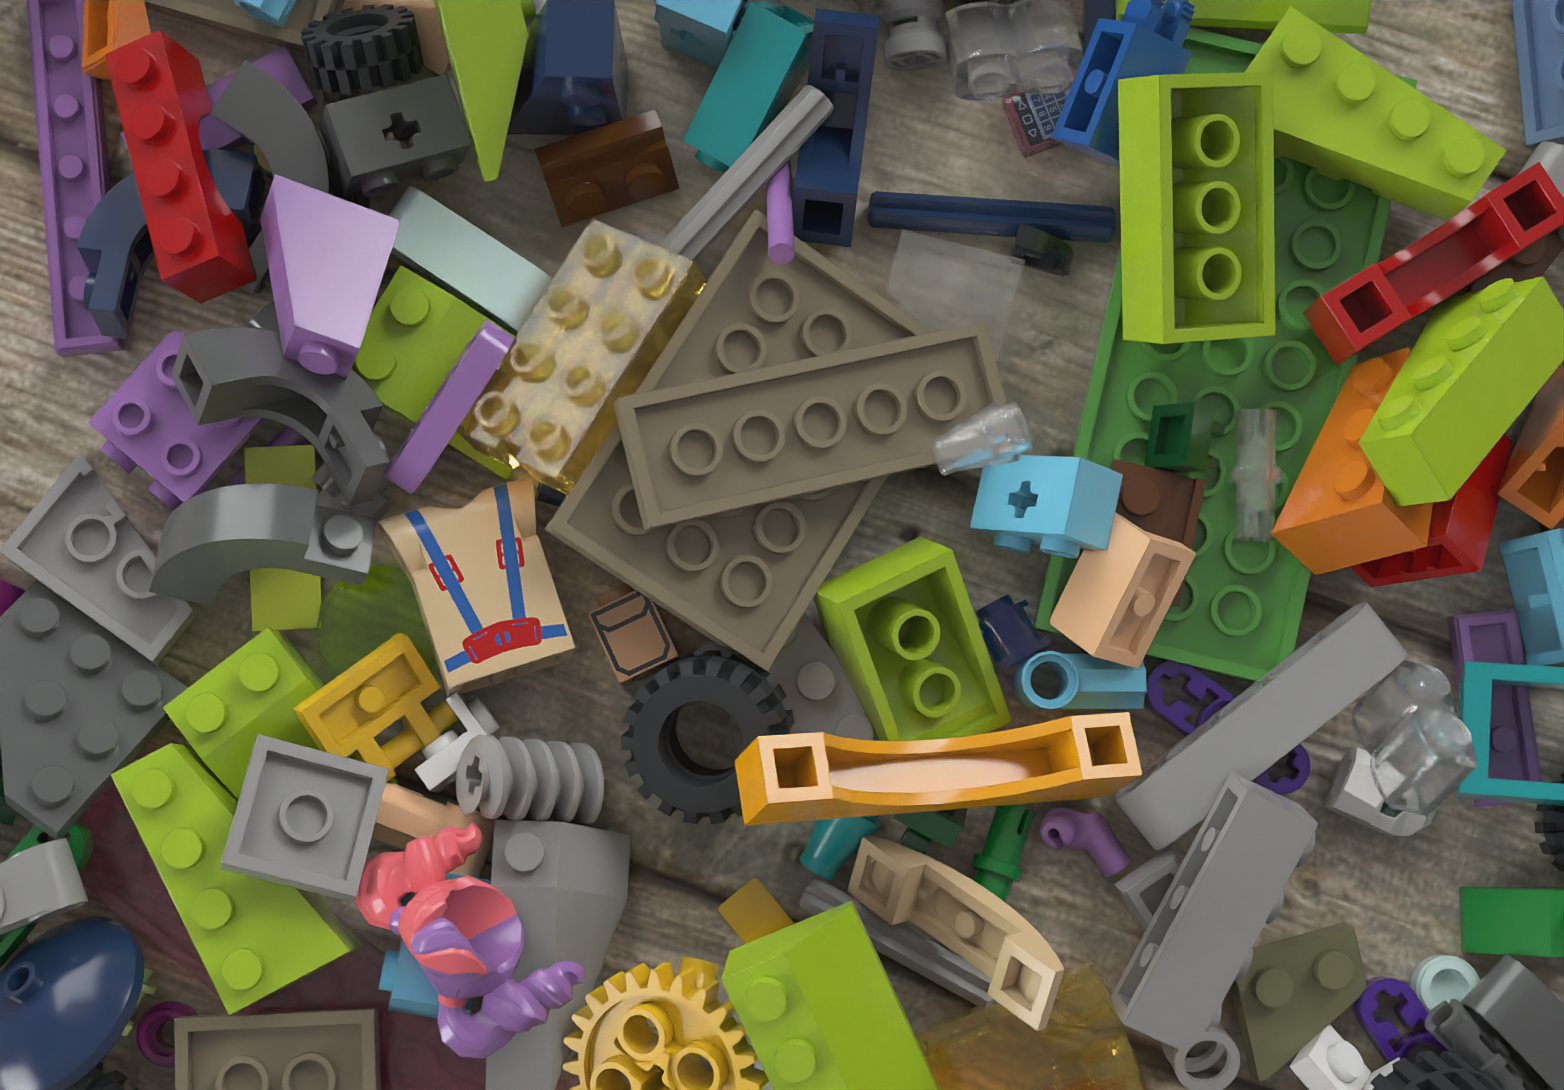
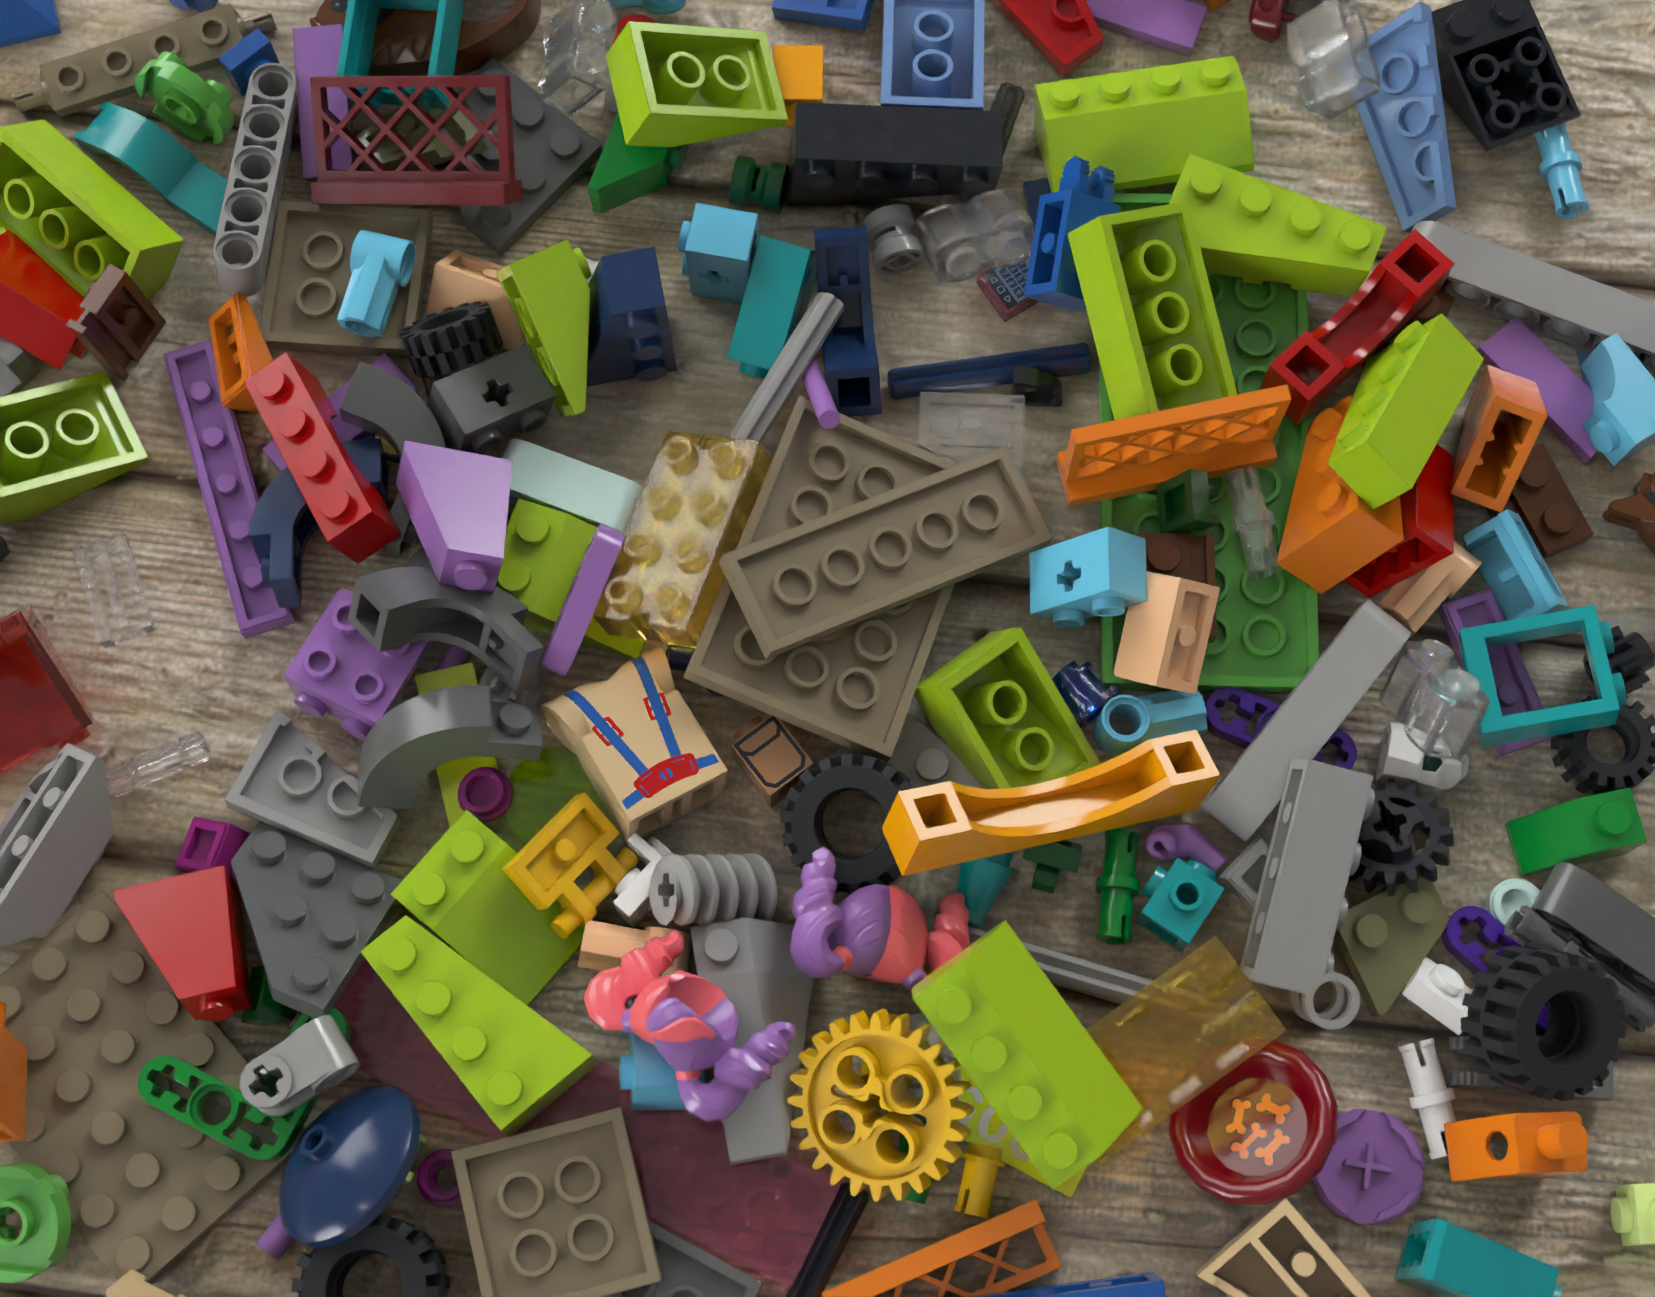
camera: 10 degrees left, 10 degrees down
(298, 605) = (485, 793): none -> magenta plate
(304, 818) = (532, 951): light grey plate -> none
(607, 168) = (670, 392): reddish brown plate -> none
(702, 869) = (872, 931): none -> medium lavender hair
(963, 917) = (1100, 925): tan slope -> none
(983, 440) = (1026, 534): clear cone -> none
(1064, 900) = (1179, 901): none -> teal brick
(1181, 370) = (1153, 447): none -> orange fence
(1351, 880) = (1411, 823): none -> black gear
(1424, 605) = (1420, 595): none -> light nougat piece

